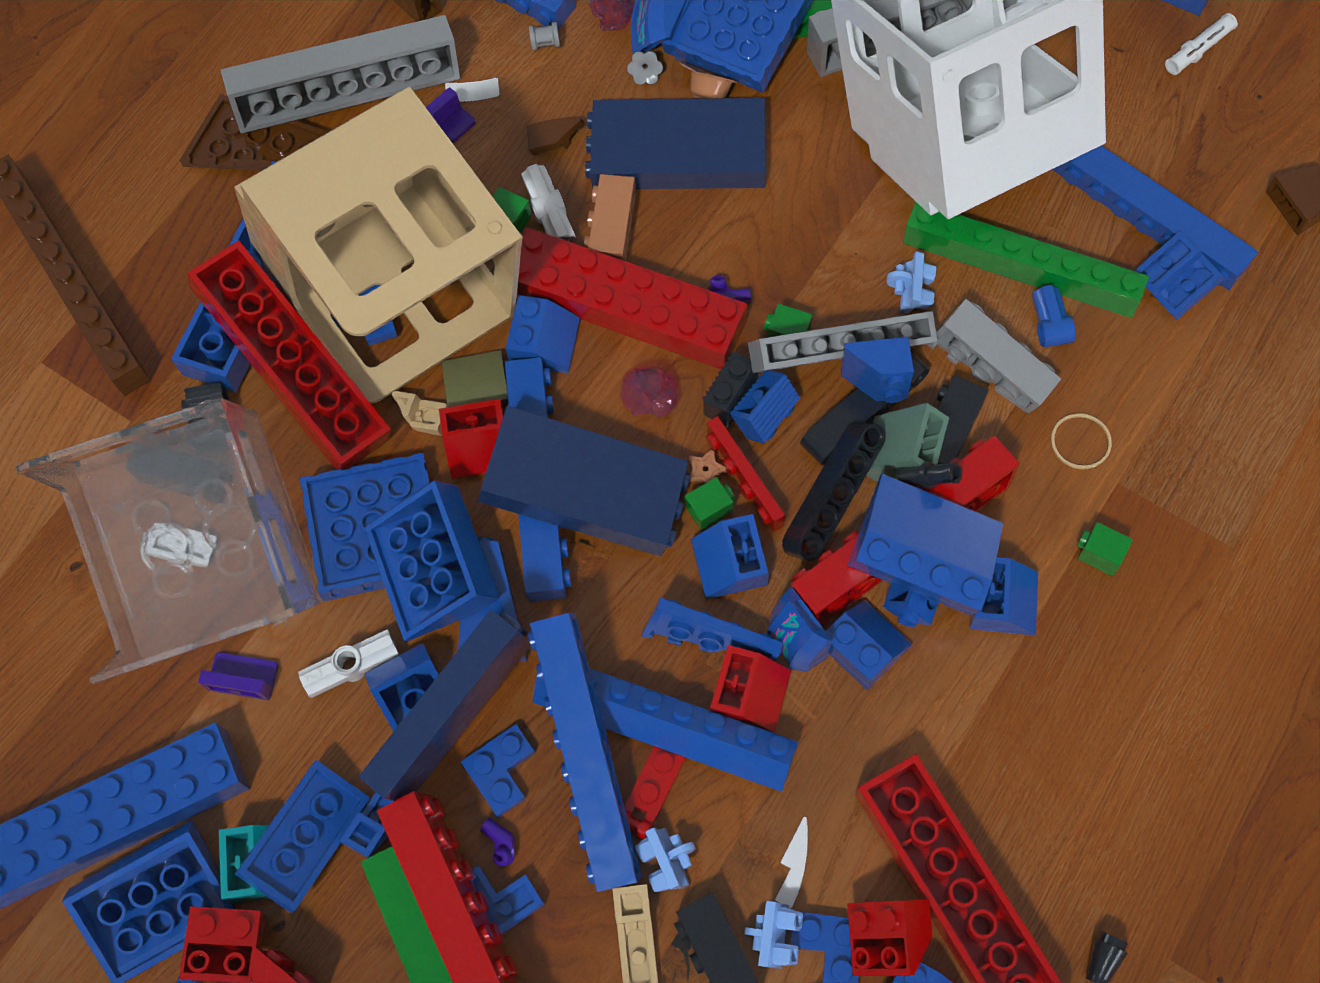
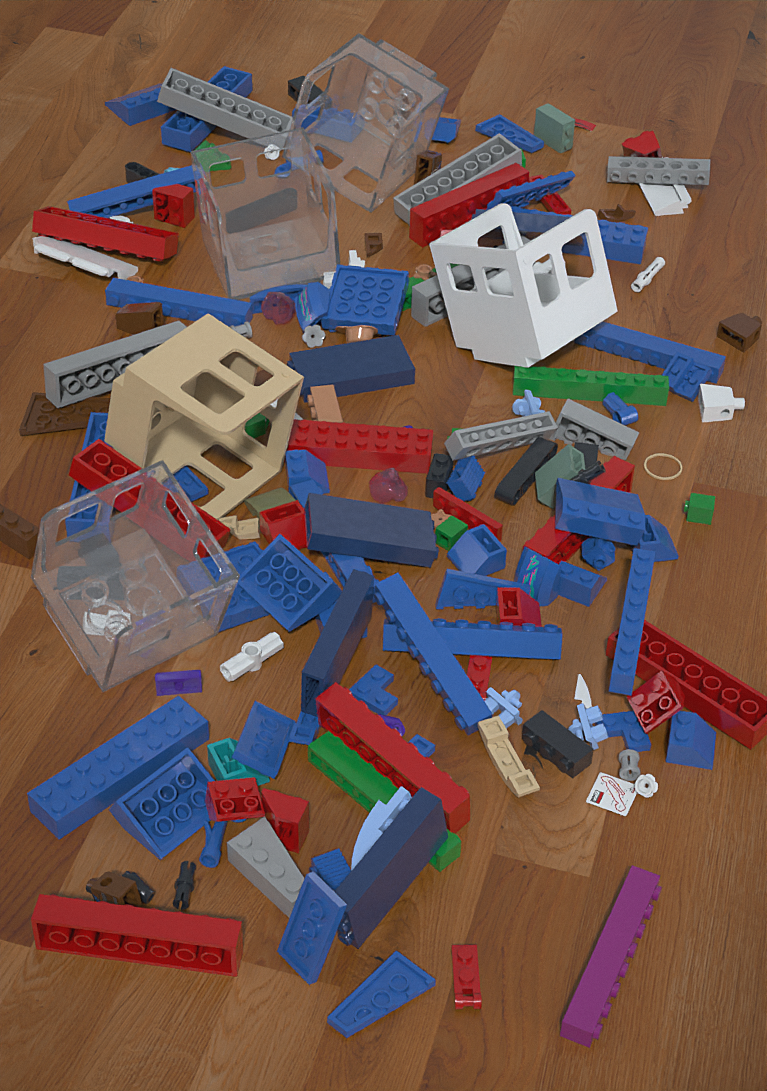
camera: 25 degrees left, 25 degrees down
(401, 683) = (291, 658): blue slope -> none
(822, 500) = (526, 508): black beam -> none
(879, 368) = (530, 438): blue slope -> none
(899, 780) = (632, 622): none -> blue brick
(1212, 339) = (717, 403): none -> white torso

